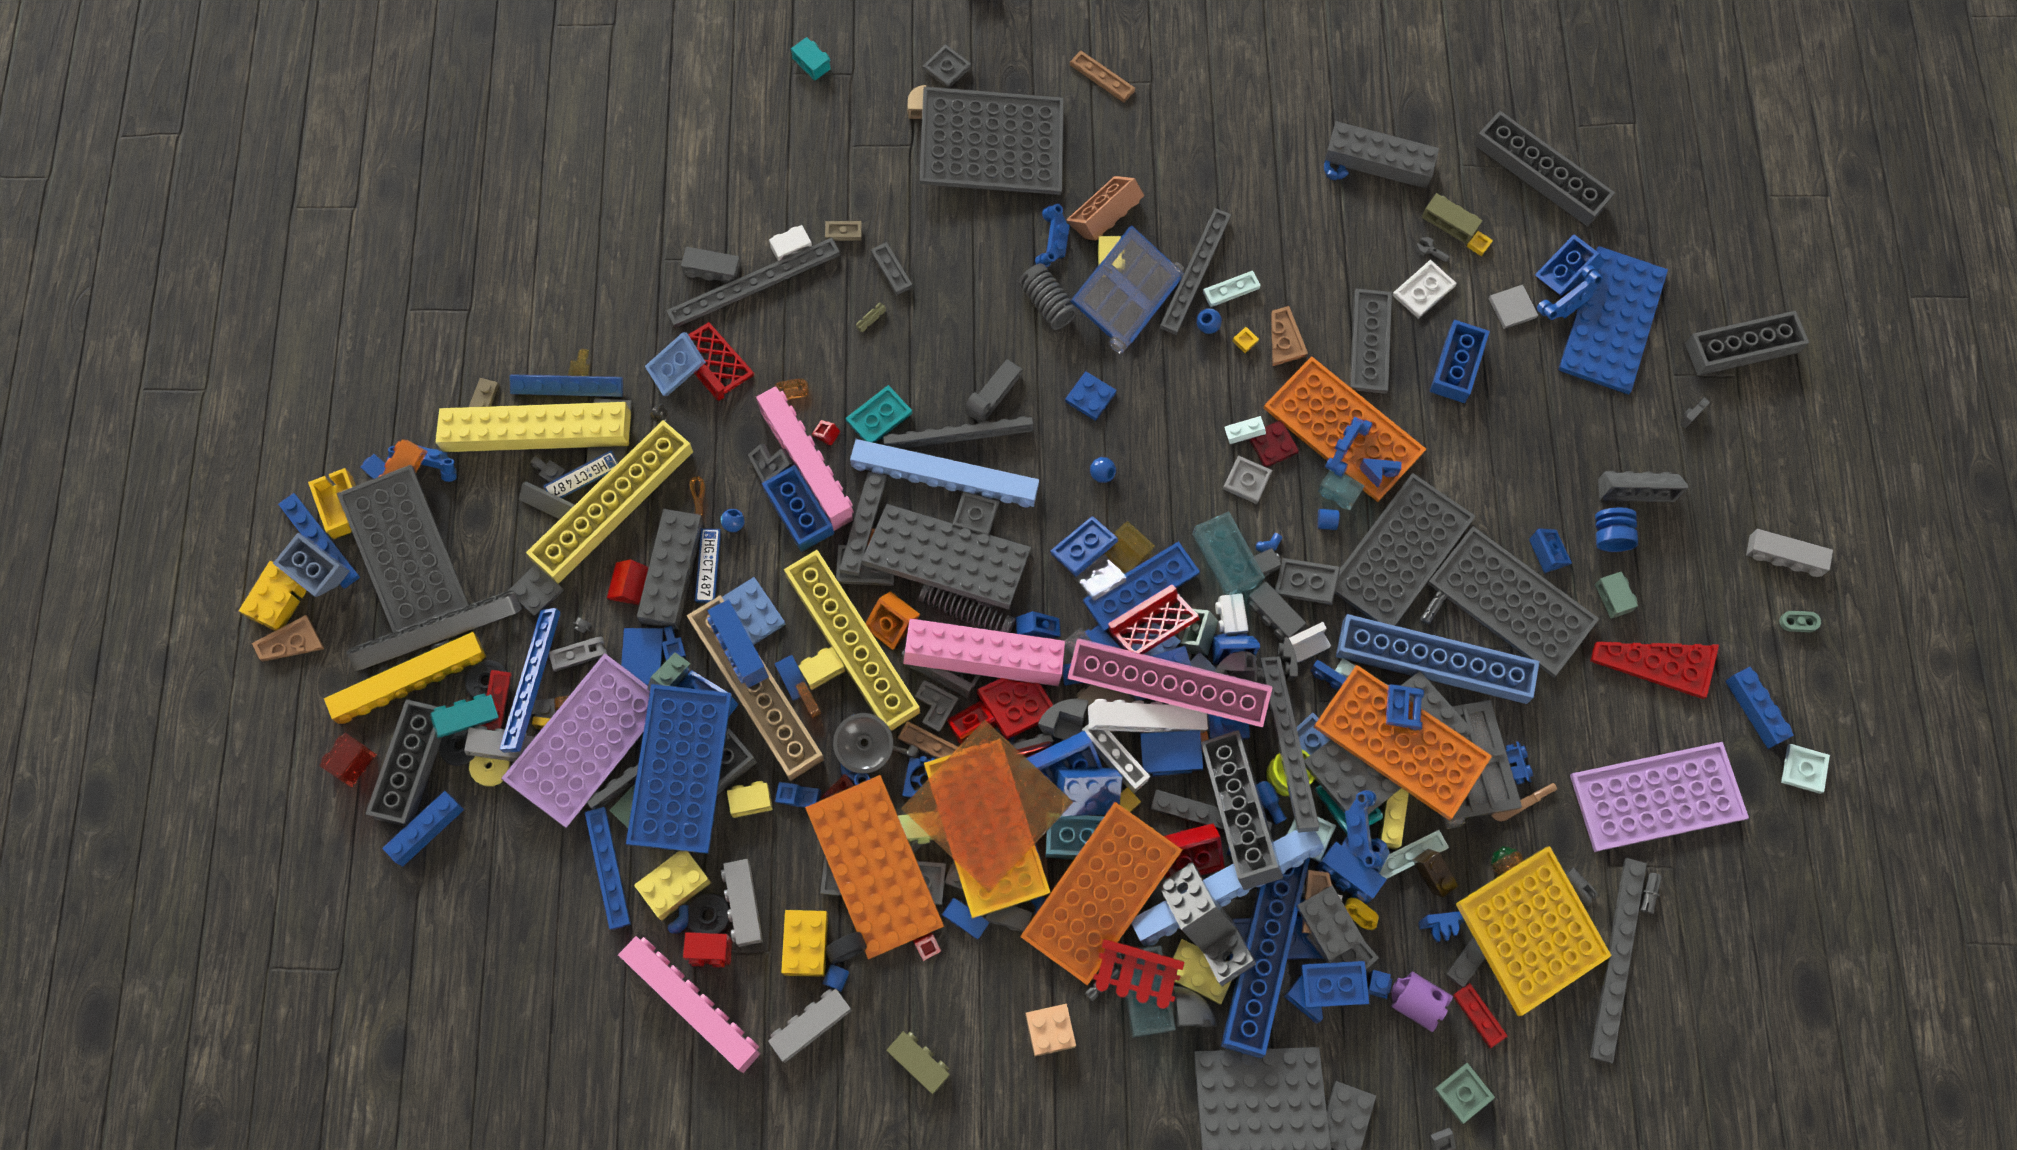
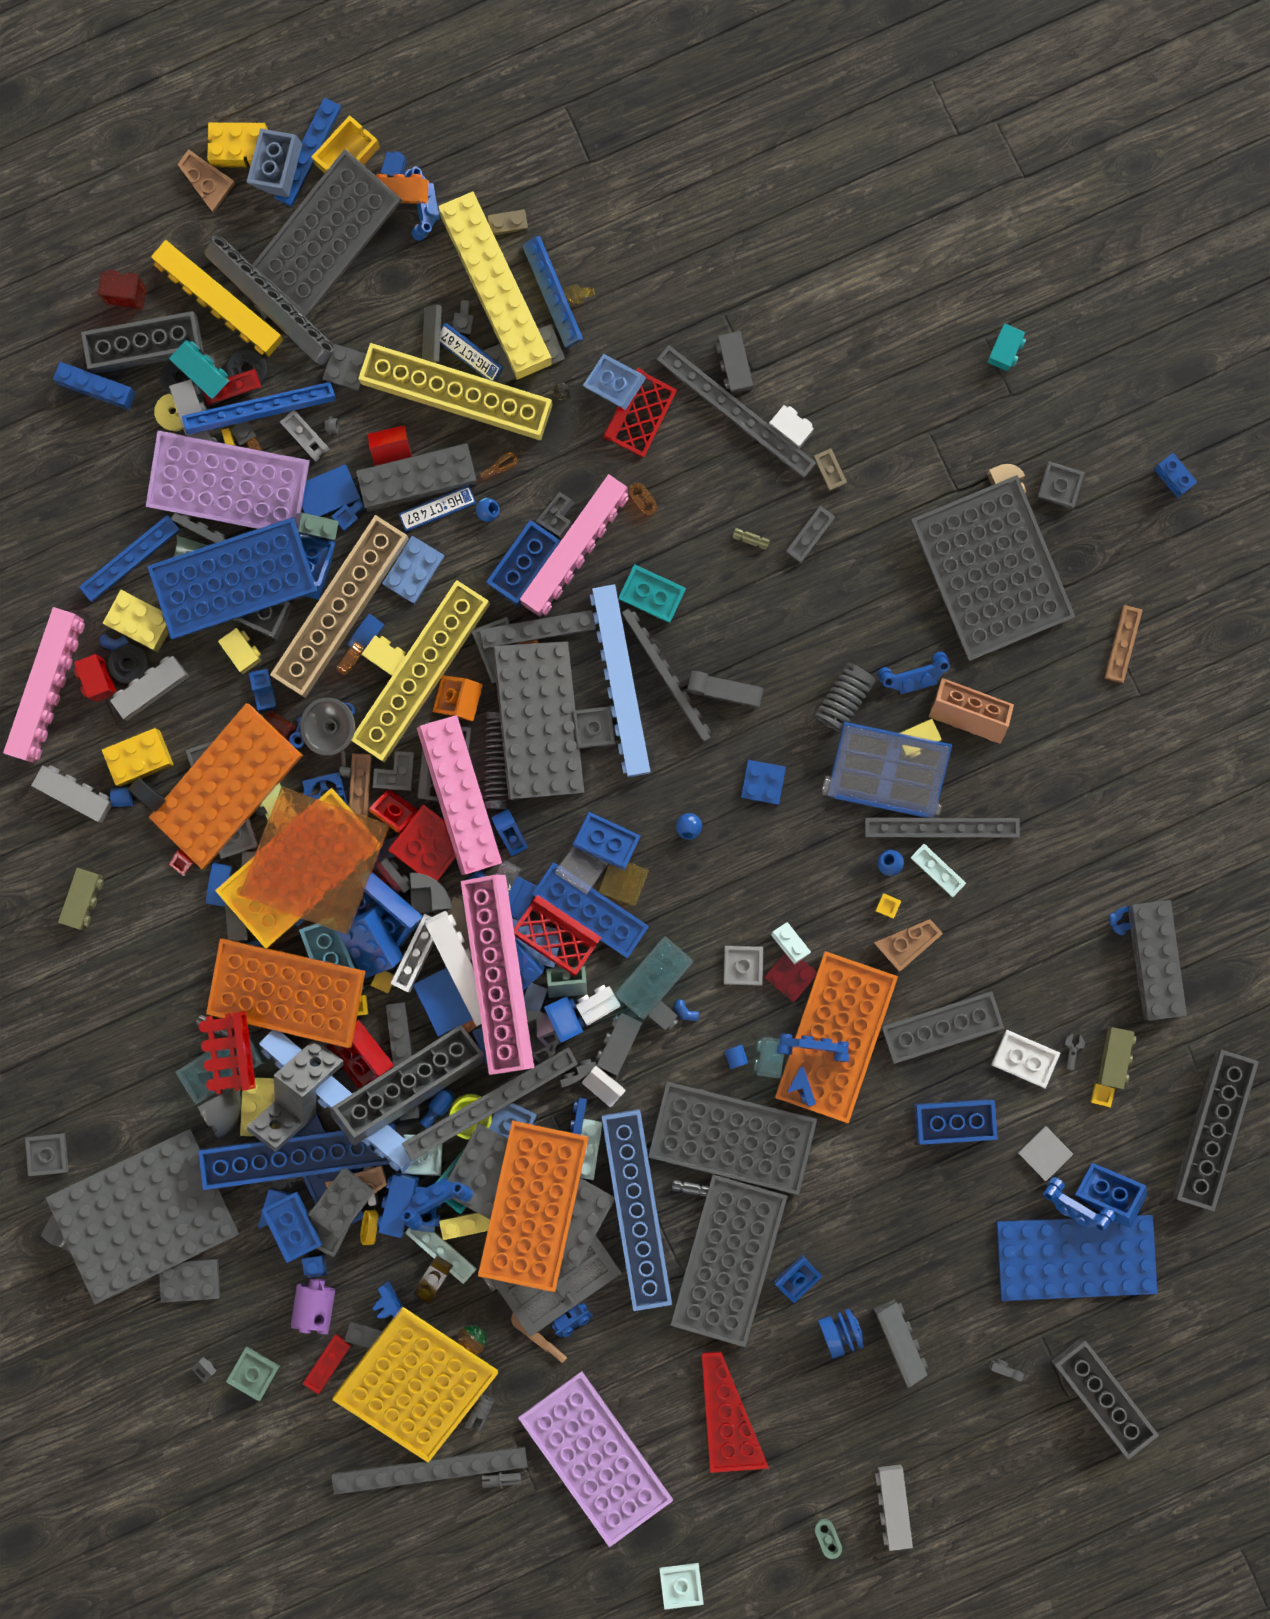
camera: 75 degrees right, 15 degrees up
(737, 644) = (362, 574): blue brick -> none
(826, 432) = (615, 552): red slope -> none
(1050, 1030) = (154, 998): light nougat brick -> none
(1307, 581) = (661, 1061): dark grey plate -> none
(1399, 706) = (561, 1190): blue plate -> none
(1616, 594) = (777, 1356): sand green brick -> none
(1759, 707) = (721, 1525): blue brick -> none

